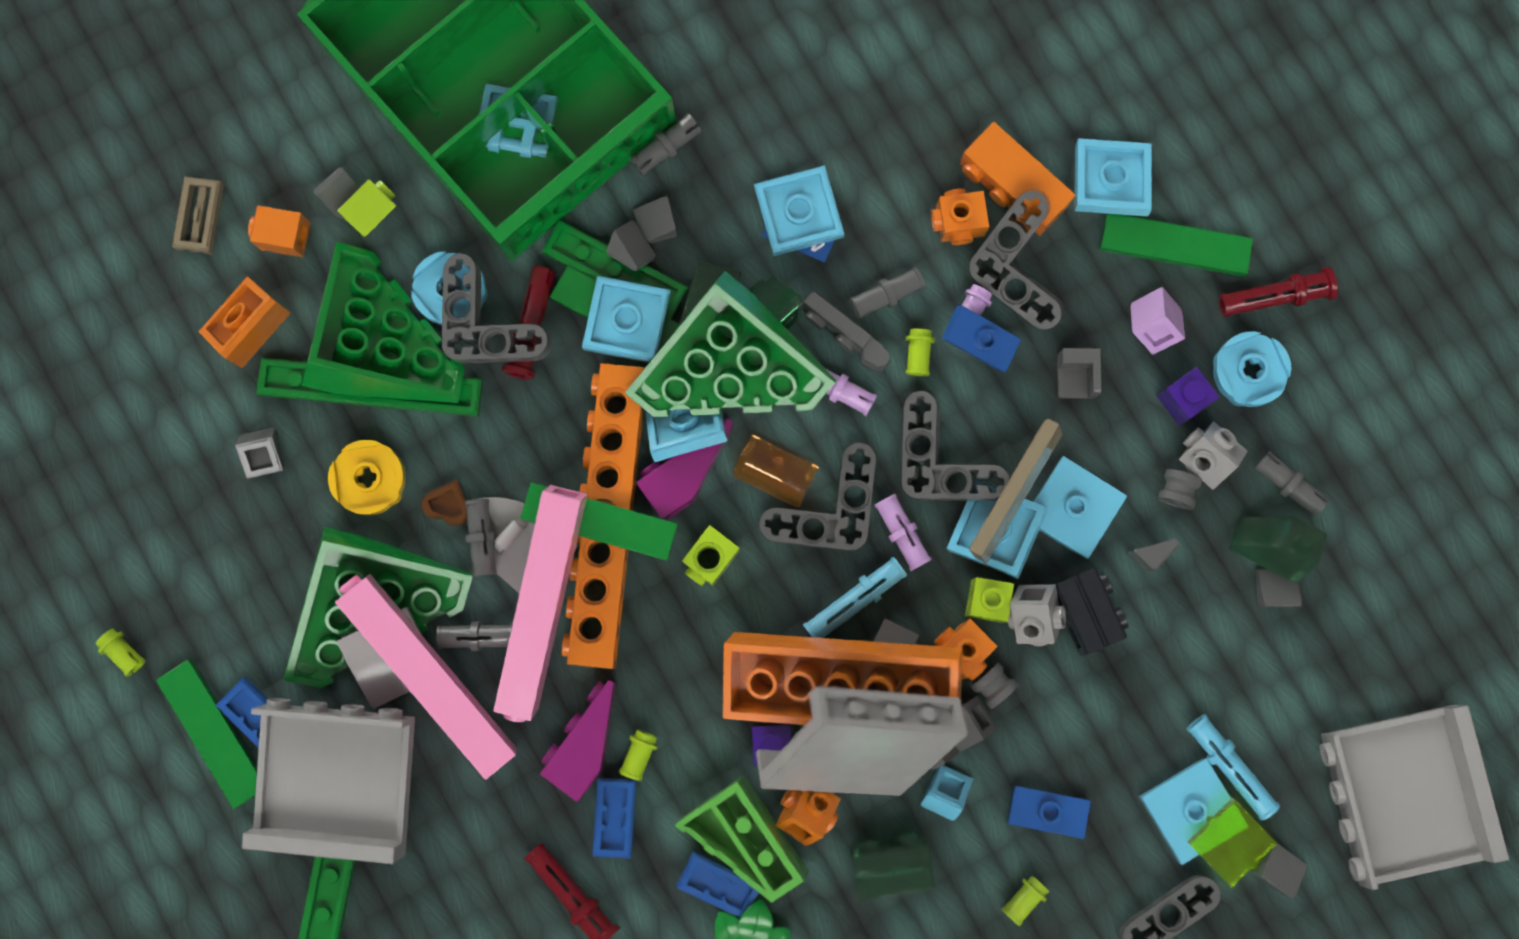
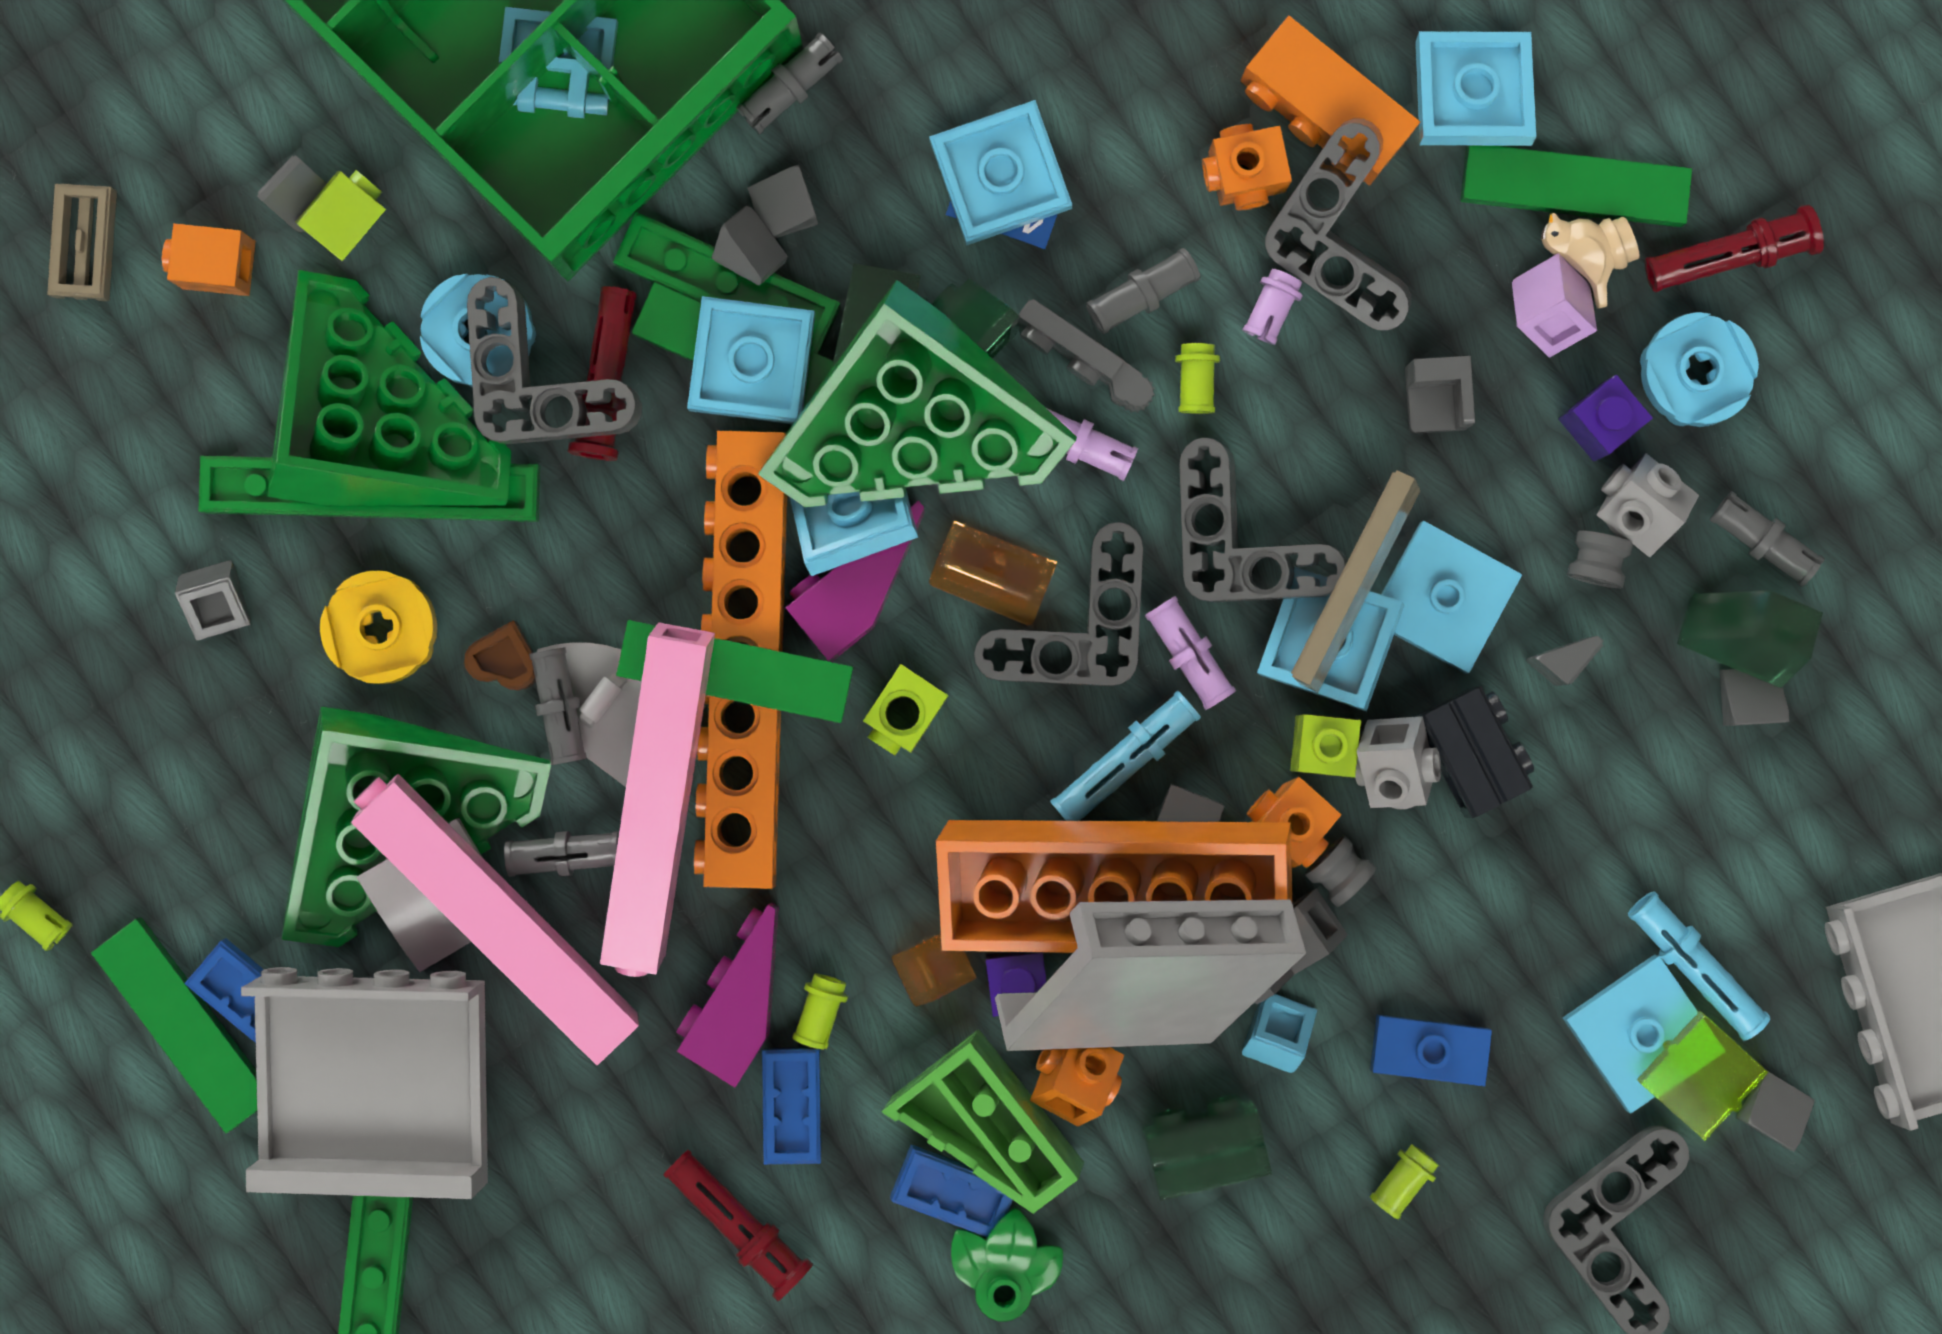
camera: 10 degrees left, 5 degrees up
(244, 323) = (168, 403): orange slope -> none
(716, 733) = (930, 971): none -> clear orange slope
(981, 338) = (1289, 352): blue plate -> none
(1184, 286) = (1592, 248): none -> tan animal

